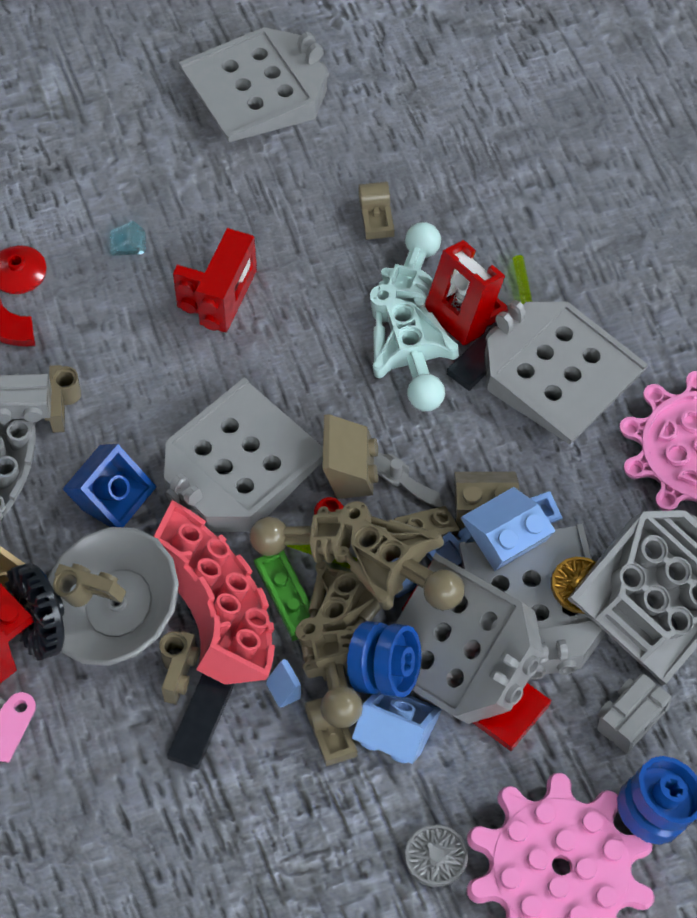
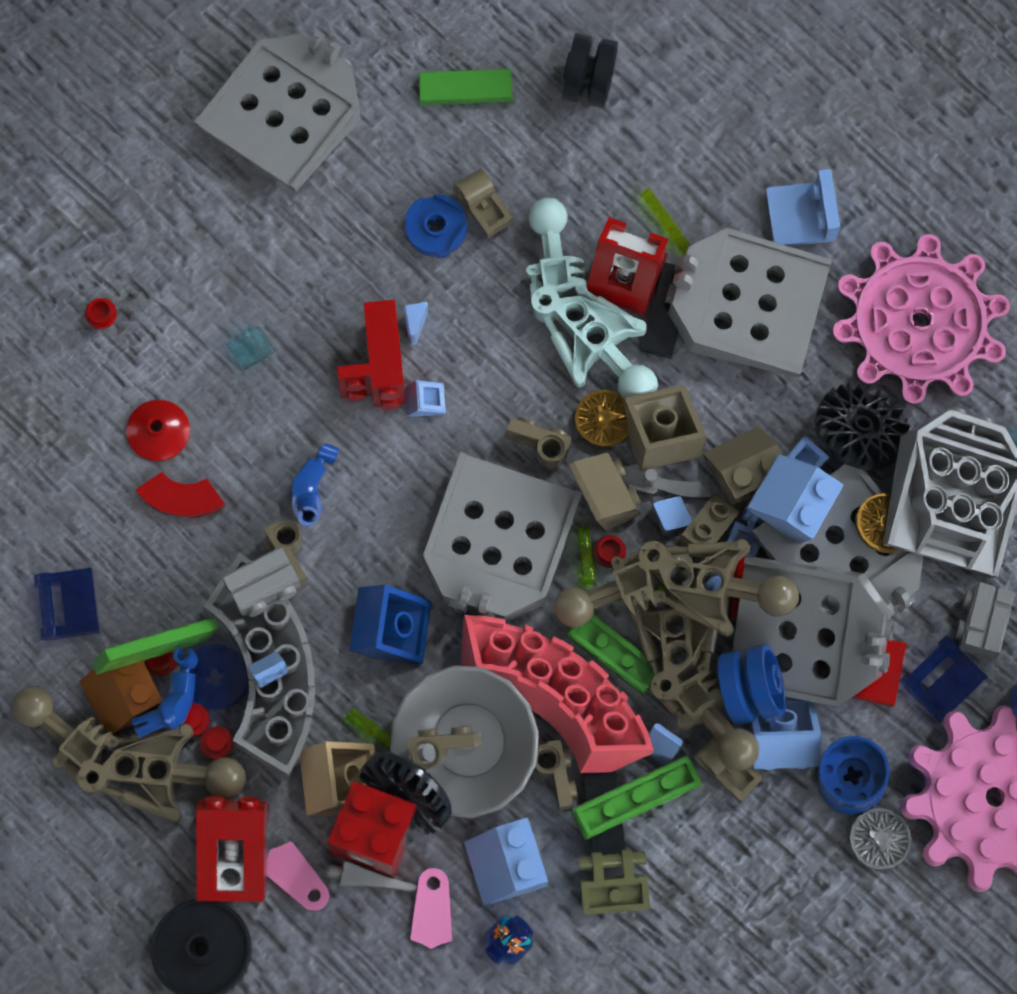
camera: 30 degrees left, 15 degrees up
(25, 168) = (101, 313): none -> red plate
(45, 559) = (371, 728): none -> clear neon green pin
(54, 781) = (508, 940): none -> clear blue head
(93, 717) = (506, 862): none -> light blue slope
(105, 353) = (305, 494): none -> blue arm
(171, 787) = (617, 892): none -> olive plate
(235, 716) = (636, 797): none -> bright green tile
(244, 334) = (424, 398): none -> light blue slope
(270, 271) = (414, 320): none -> light blue slope
(308, 506) = (586, 554): none -> clear neon green pin
(318, 399) = (527, 433): none -> dark tan plate
(328, 226) = (437, 243): none -> blue plate
(384, 409) = (602, 419): none -> pearl gold wheel
(398, 504) = (671, 515): none -> light blue slope
(412, 127) = (465, 87): none -> bright green tile
(428, 432) = (663, 427): none -> dark tan slope
(433, 766) = (860, 758): none -> blue wheel
(517, 146) = (590, 70): none -> black wheel
(575, 756) = (948, 689): none -> clear blue plate
(598, 501) = (860, 427): none -> black wheel
(645, 324) = (804, 212): none -> light blue bracket

